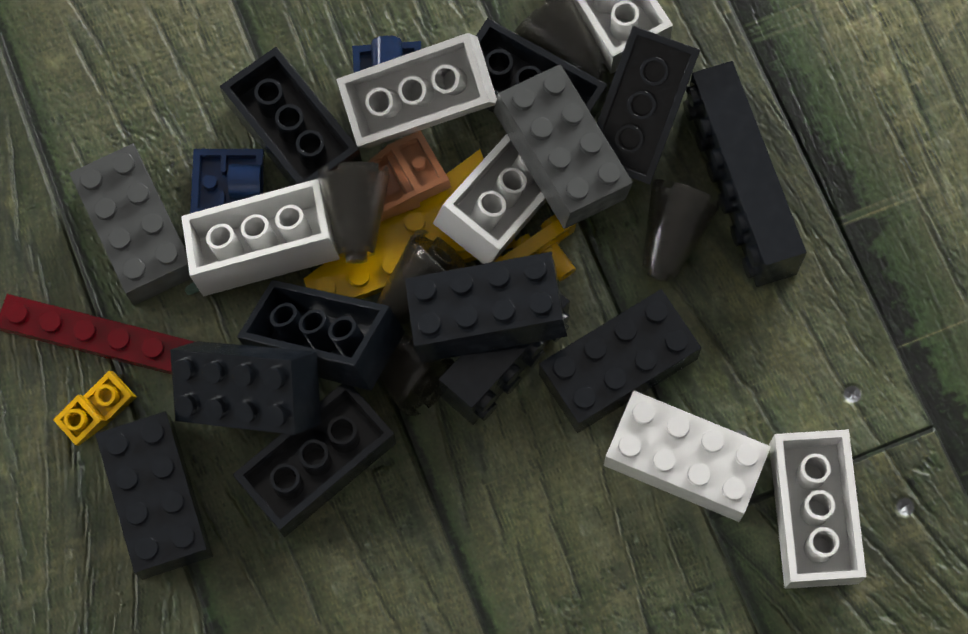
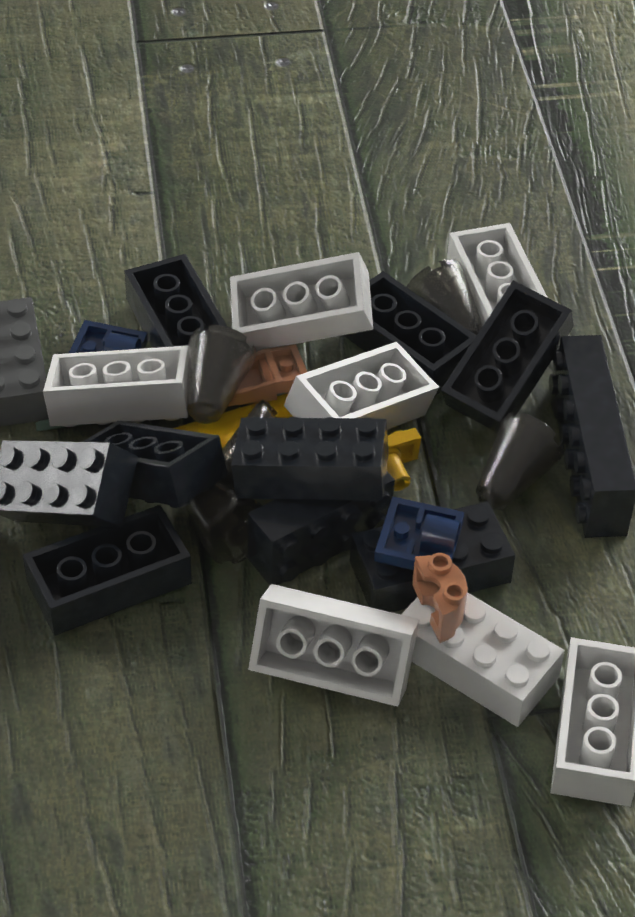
camera: 10 degrees right, 25 degrees down
(556, 495) = (333, 644): none -> white brick
(562, 146) = (423, 363): dark grey brick -> none
(609, 360) = (415, 531): none -> dark blue plate
(651, 421) = (444, 588): none -> nougat cylinder

